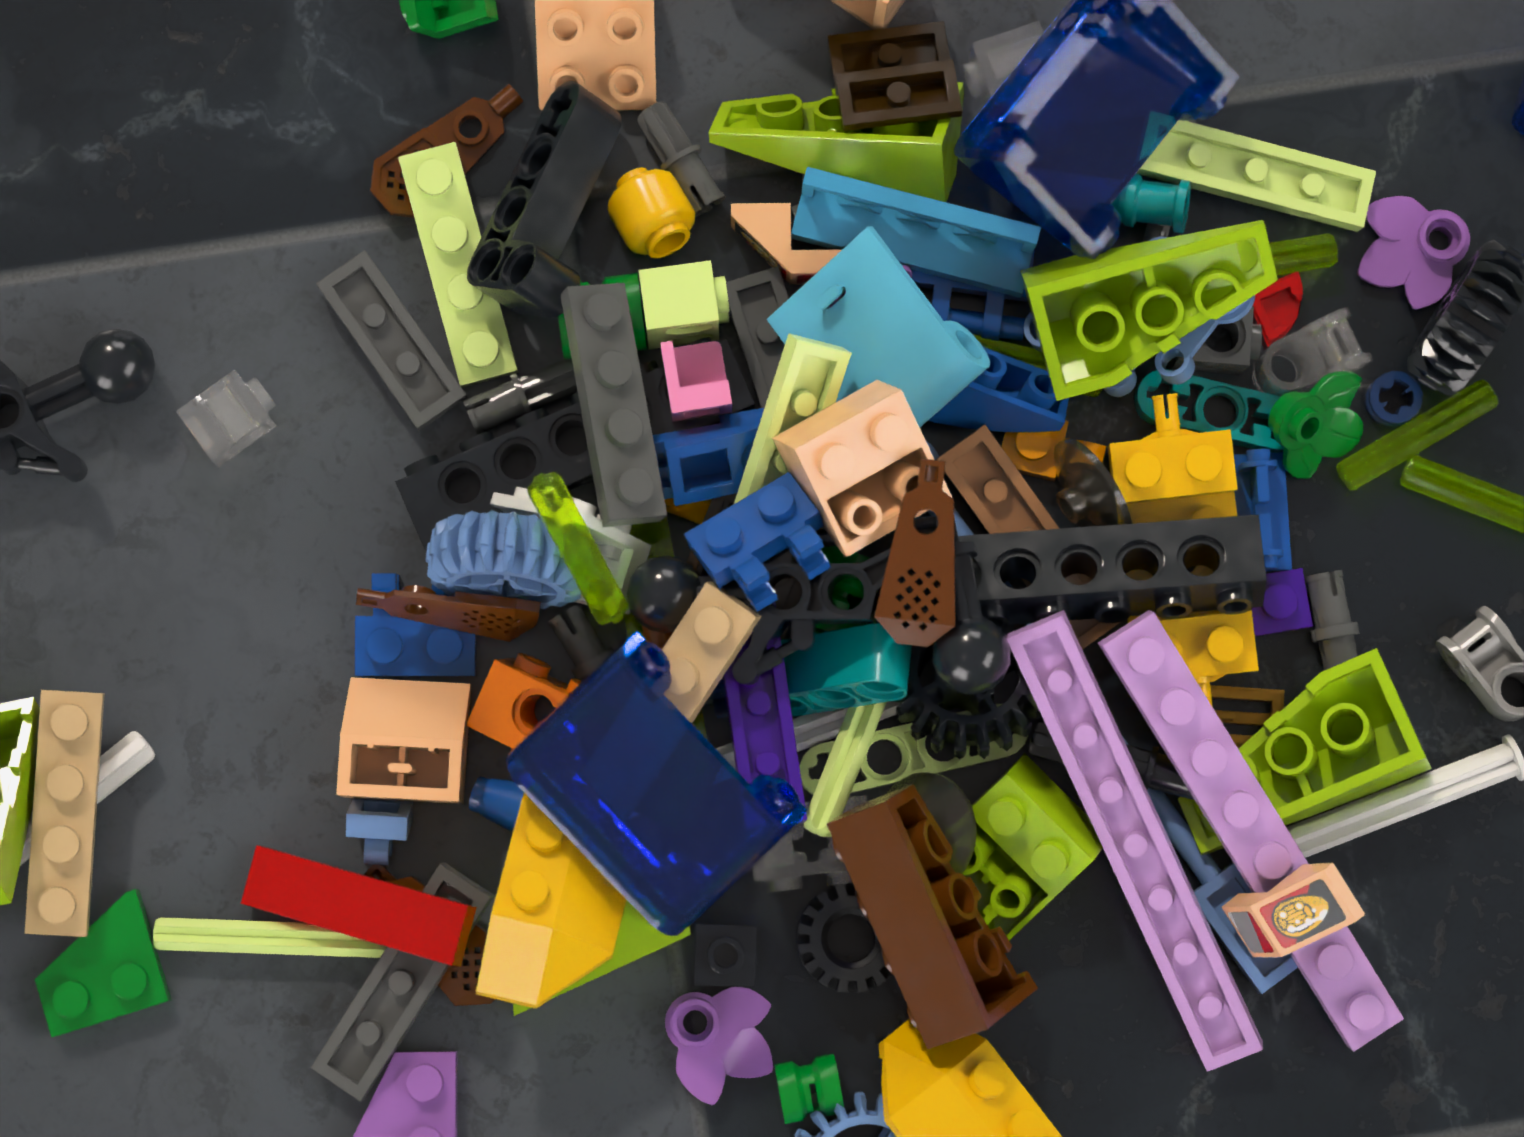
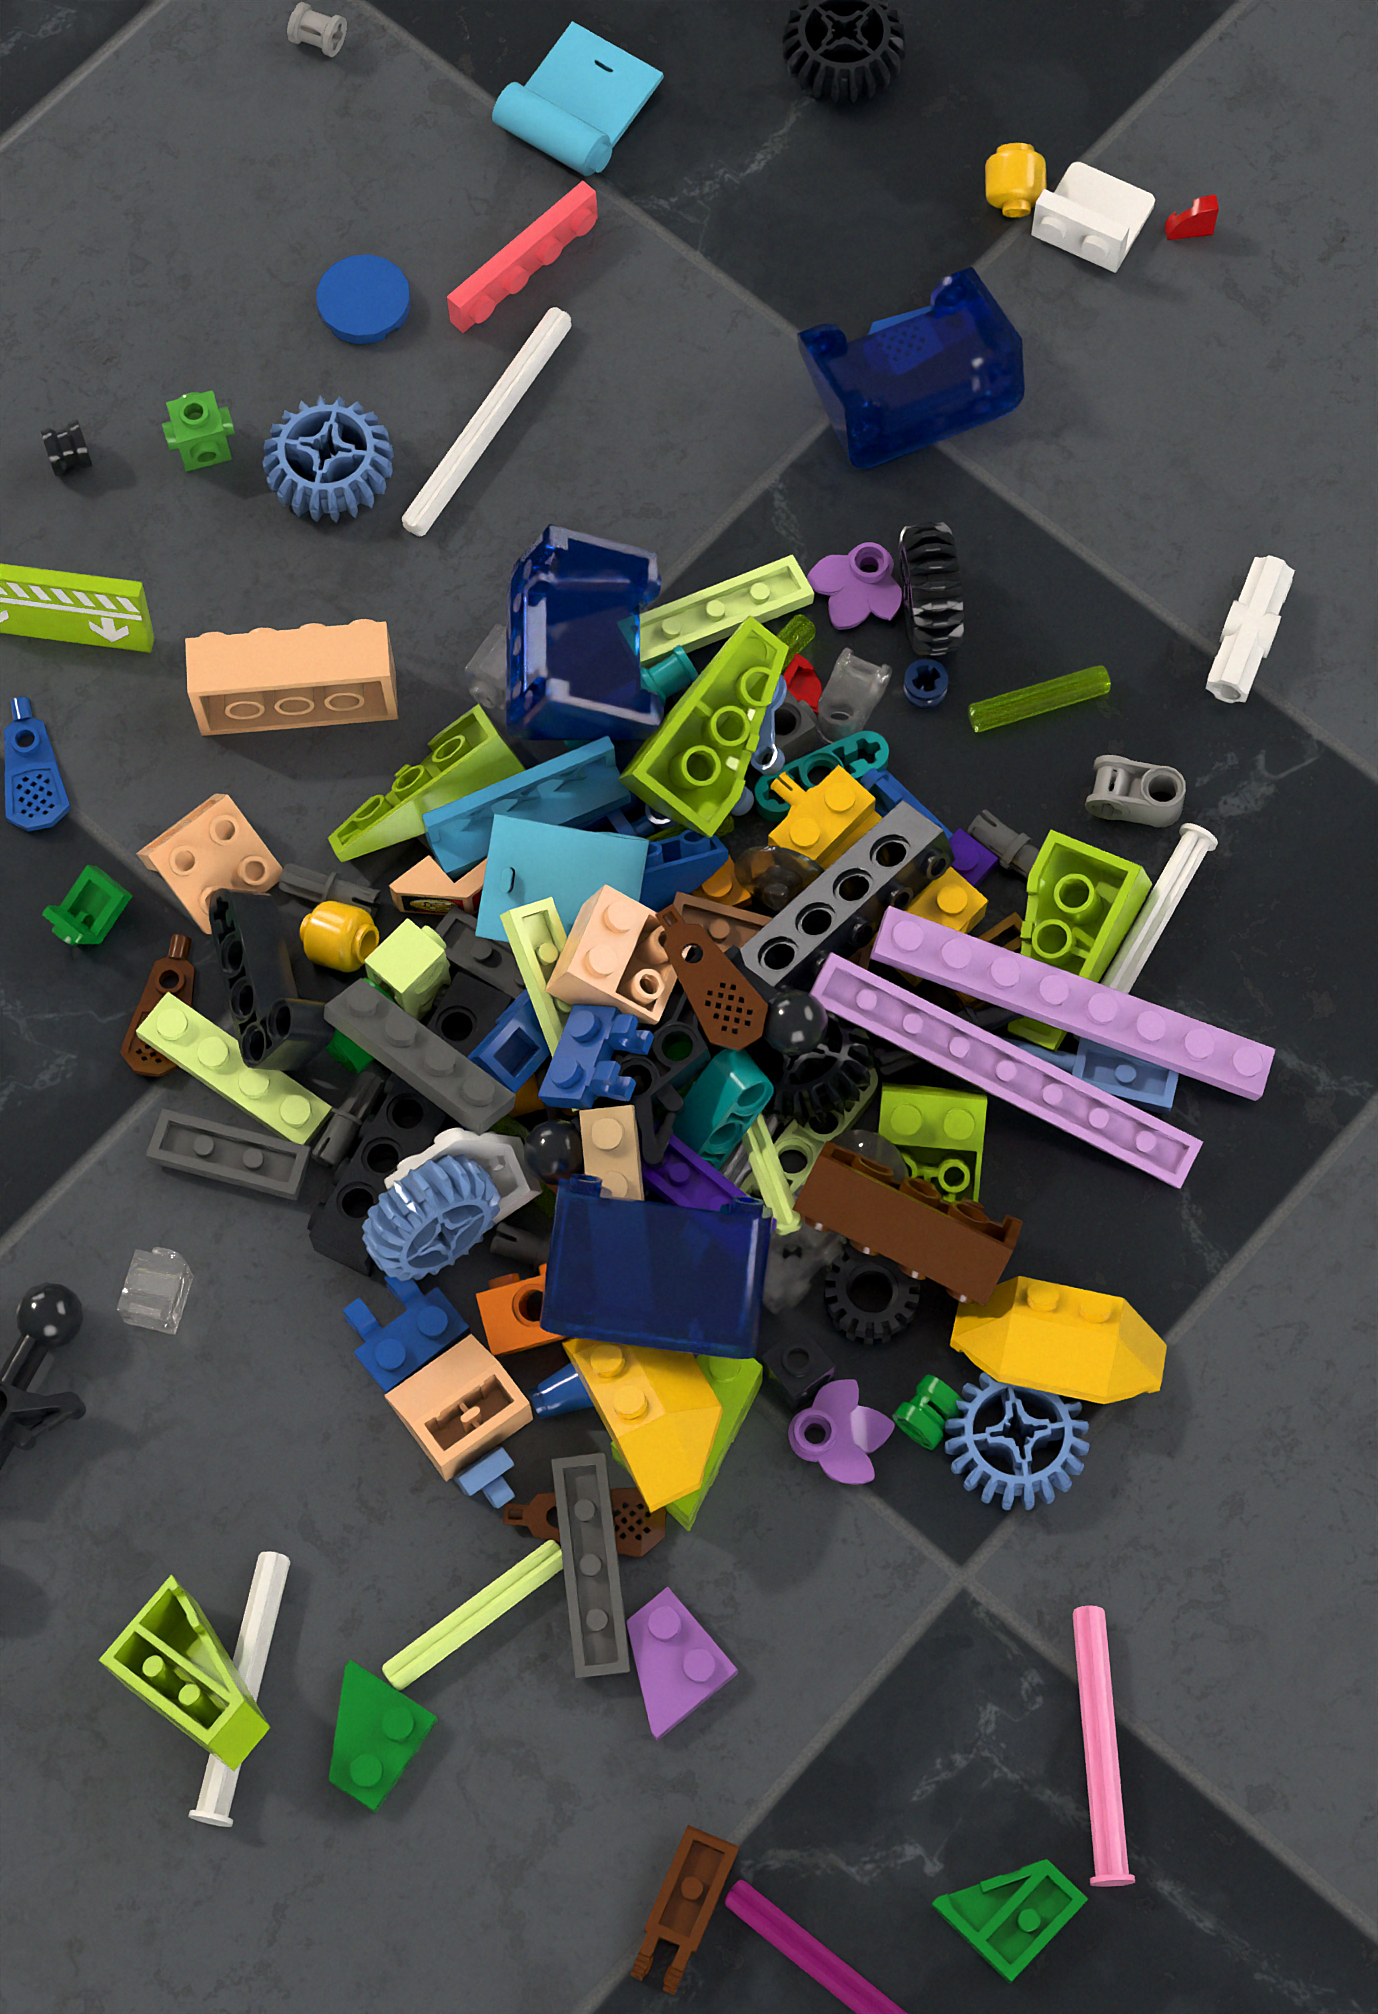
camera: 30 degrees left, 15 degrees down
(64, 813) = (257, 1641): tan plate -> none
(359, 905) = (517, 1535): red tile -> none
(467, 612) = (431, 1279): reddish brown piece -> none
(577, 547) = (473, 1157): clear neon green axle -> none
(696, 380) = (461, 1009): bright pink panel -> none
(894, 76) = (429, 729): dark brown slope -> none
(1294, 912) = (1144, 1027): slope -> none
(1317, 423) = (890, 730): green plate -> none
(1417, 434) = (959, 693): clear neon green axle -> none

